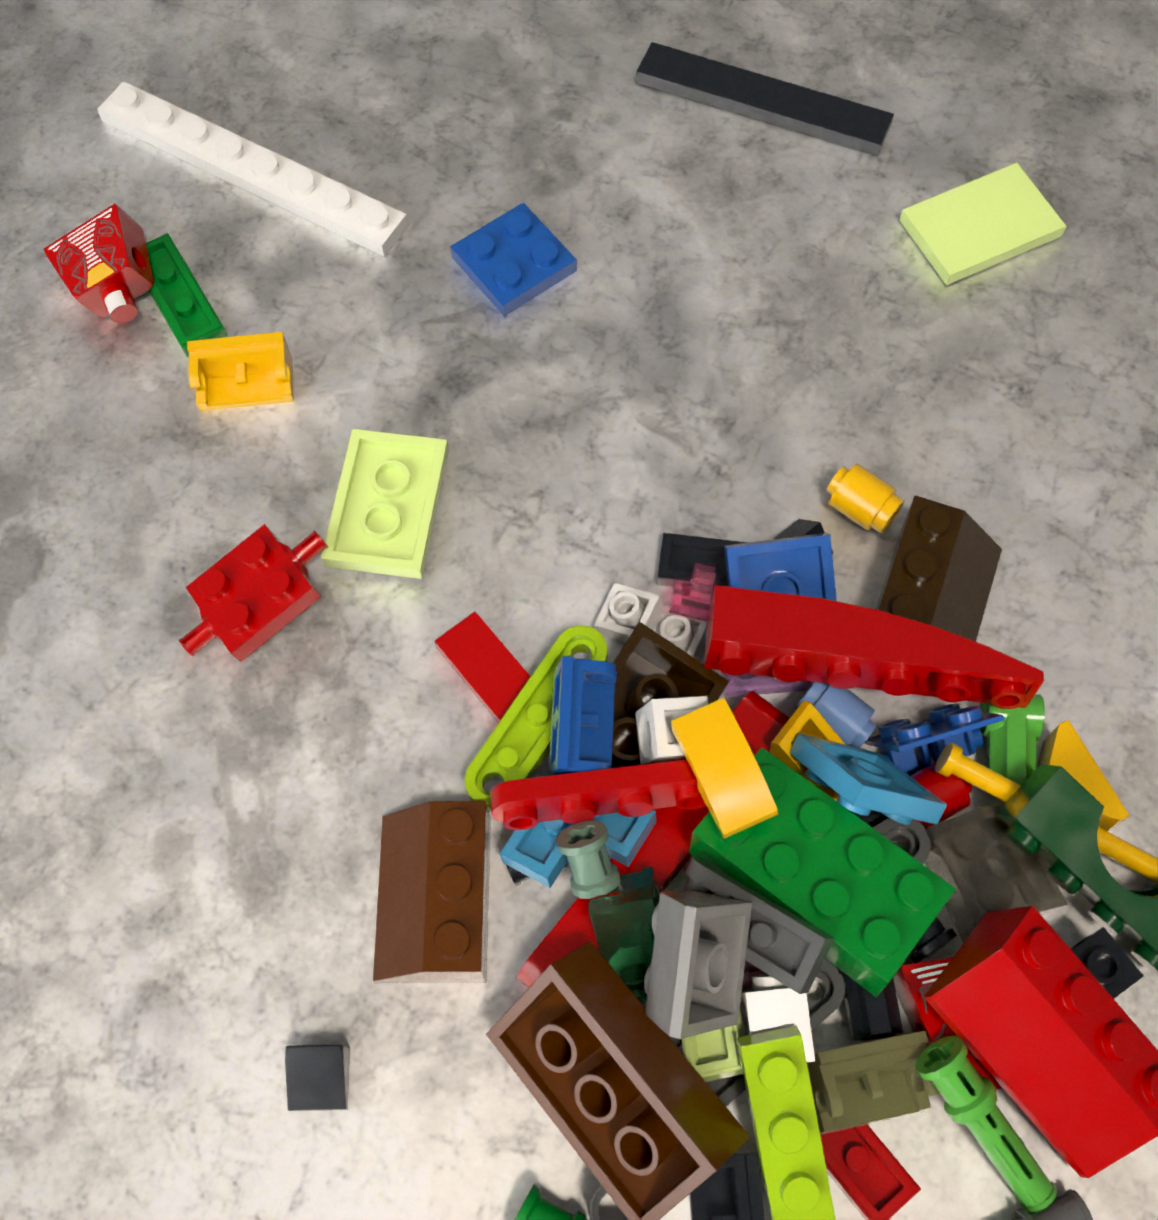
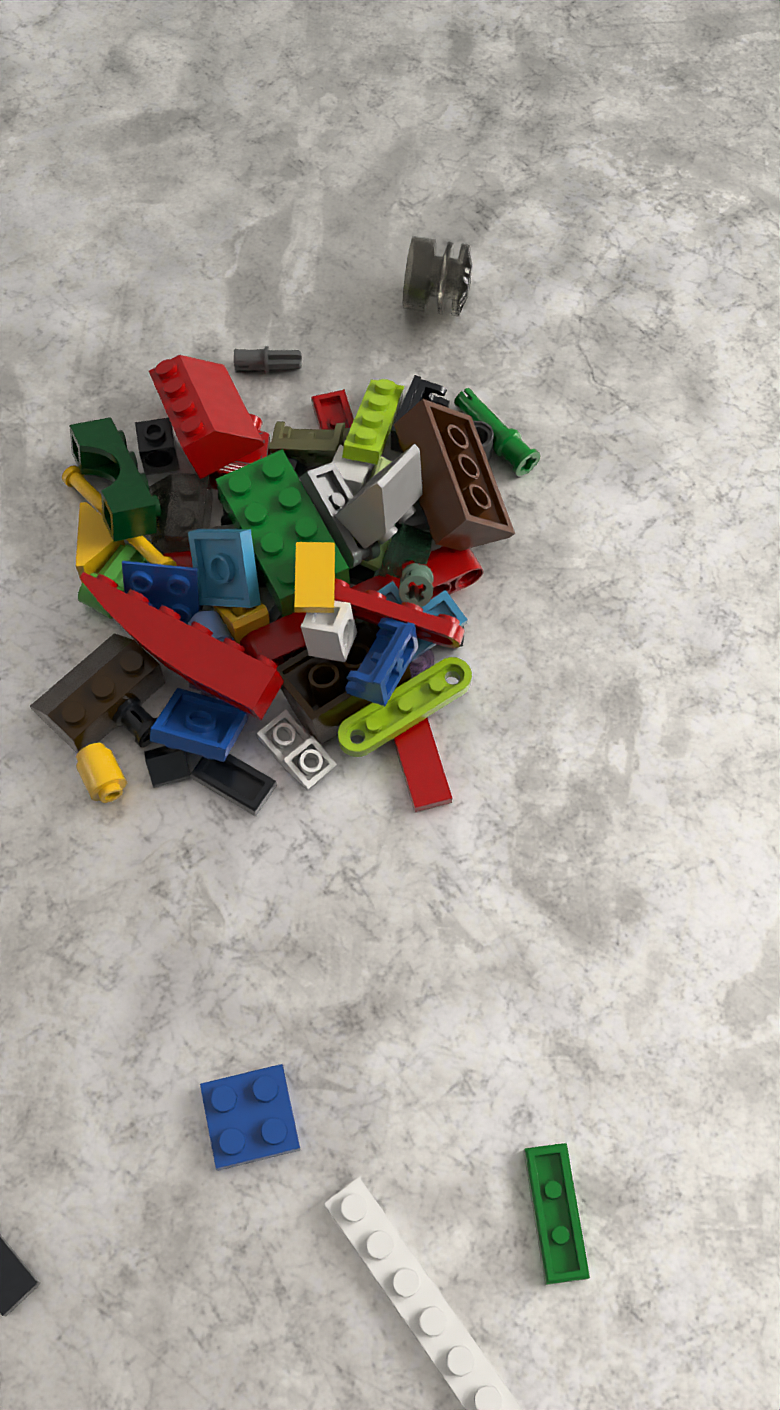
camera: 160 degrees left, 0 degrees up
(105, 264) = (614, 1251): red torso -> none
(241, 371) = (523, 1093): yellow hinge -> none
(253, 592) = (569, 884): red plate -> none
(317, 1077) = (619, 572): black slope -> none
(386, 504) = (446, 921): yellowish green plate -> none
(434, 894) = (516, 635): reddish brown slope -> none
(694, 597) = (258, 747): clear pink tile -> none
(861, 574) = (135, 720): none -> black bush
(972, 1102) = (264, 405): bright green pin -> none

